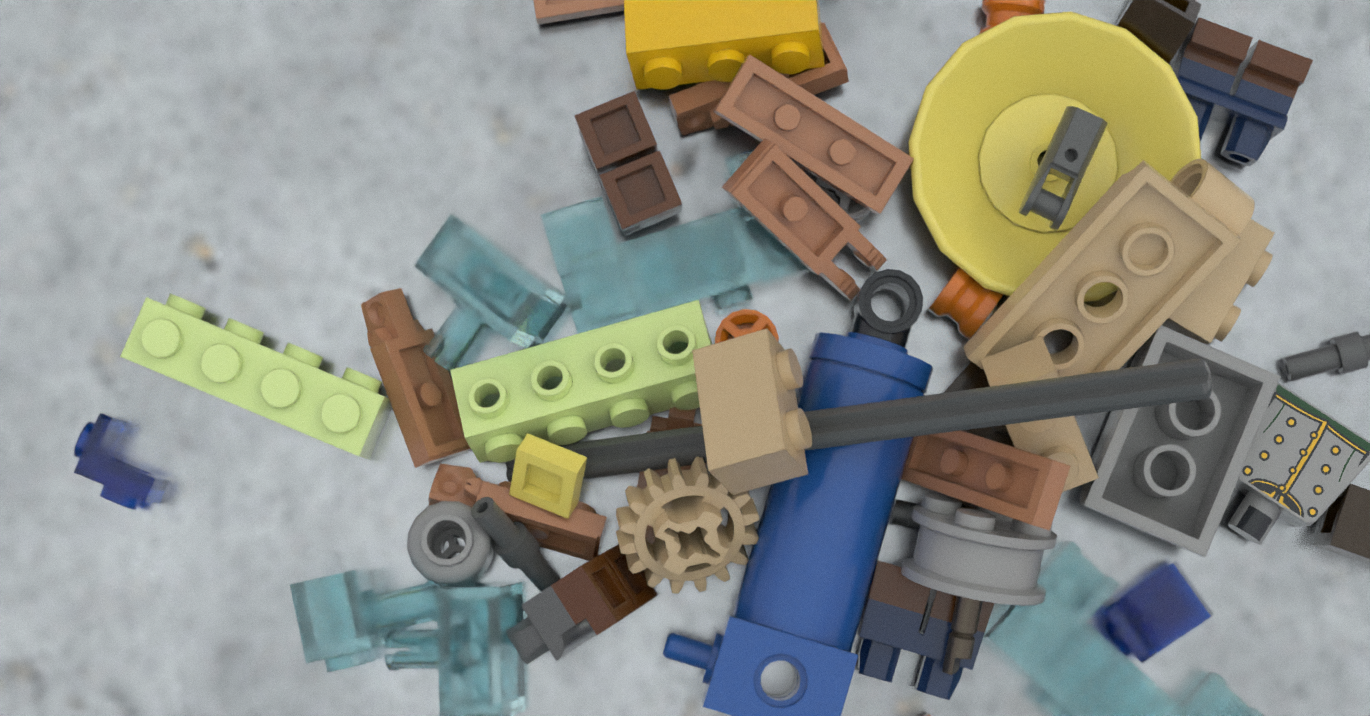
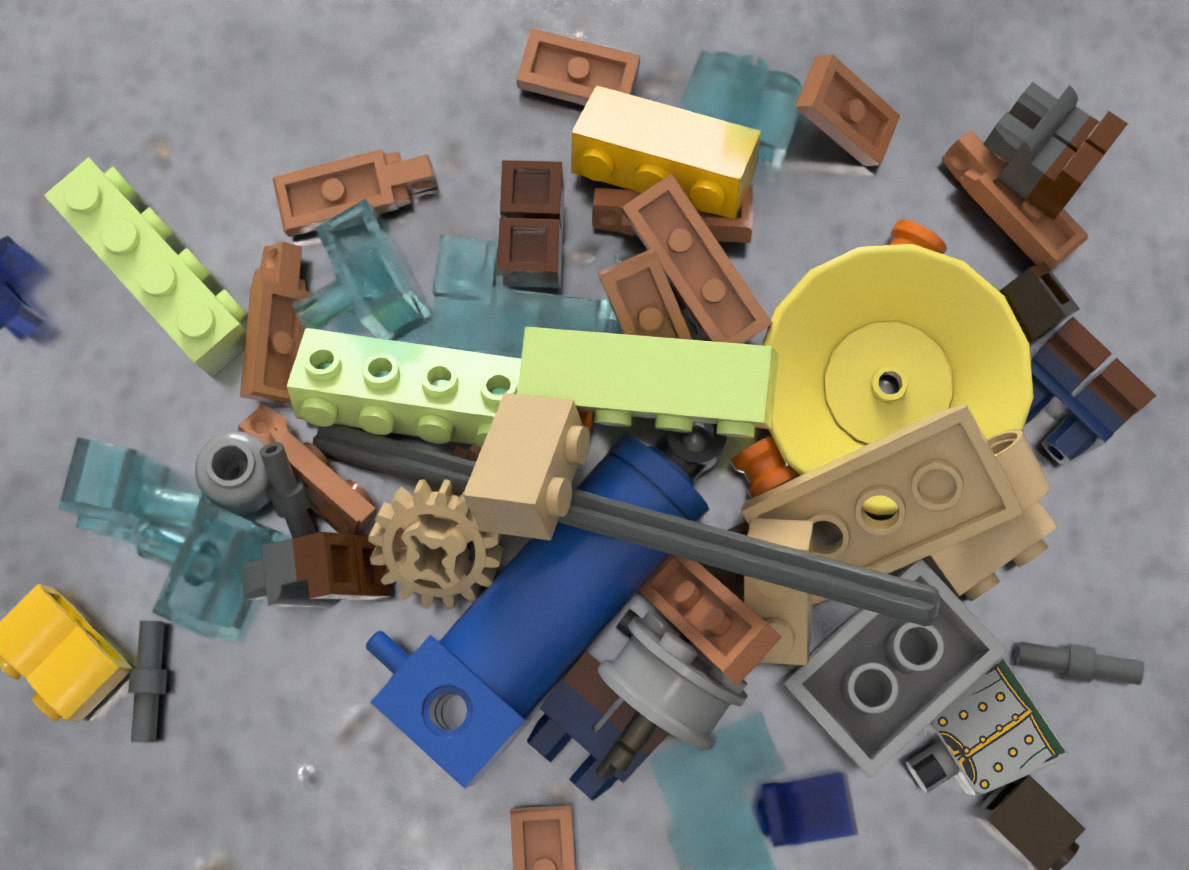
camera: 30 degrees right, 5 degrees down
(418, 207) = (325, 190): none -> nougat hinge
(547, 475) = (340, 449): light yellow plate -> none
(827, 270) = (653, 379): none -> yellowish green brick
(1066, 158) = (902, 380): dark grey bar -> none

